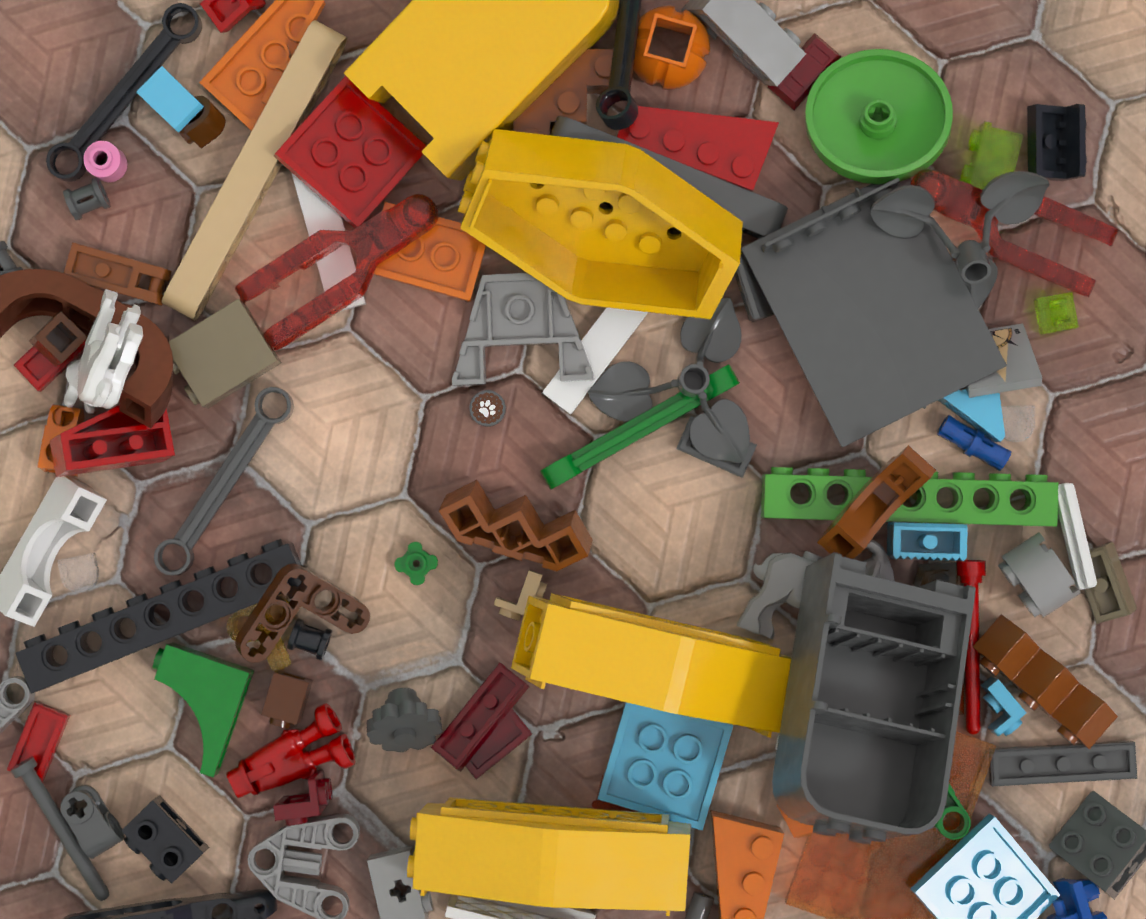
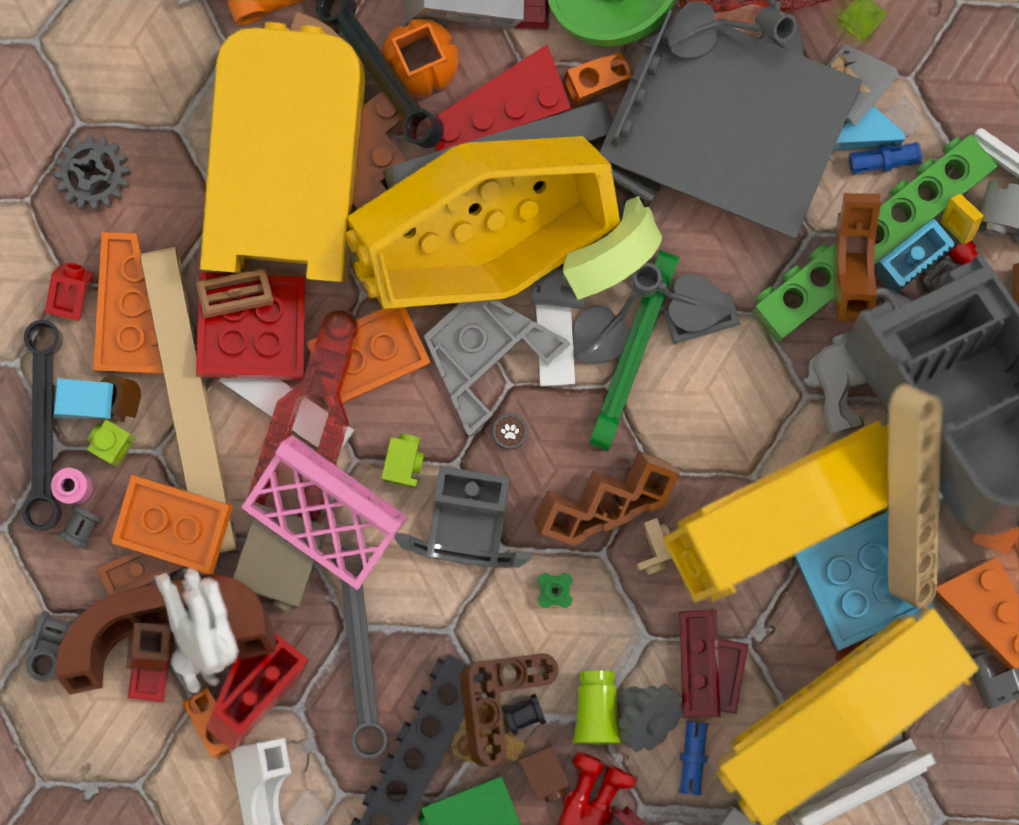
camera: 45 degrees left, 5 degrees down
(157, 258) = (172, 524): none -> orange plate
(164, 152) = (110, 442): none -> lime brick
(311, 340) = (341, 487): none -> bright pink fence
(354, 127) = (238, 305): none -> medium nougat tile
(368, 684) = (597, 710): none -> lime plant
(382, 361) = (403, 460): none -> lime brick
(391, 451) = (467, 521): none -> dark grey piece
(413, 785) = (693, 758): none -> blue pin
(613, 324) = (550, 291): none -> dark grey piece
(686, 340) = (616, 255): none -> yellowish green arch
(752, 732) = (913, 495): none -> tan beam
(798, 183) = (597, 78): none -> orange leg
(991, 544) = (962, 218): none -> yellow plate

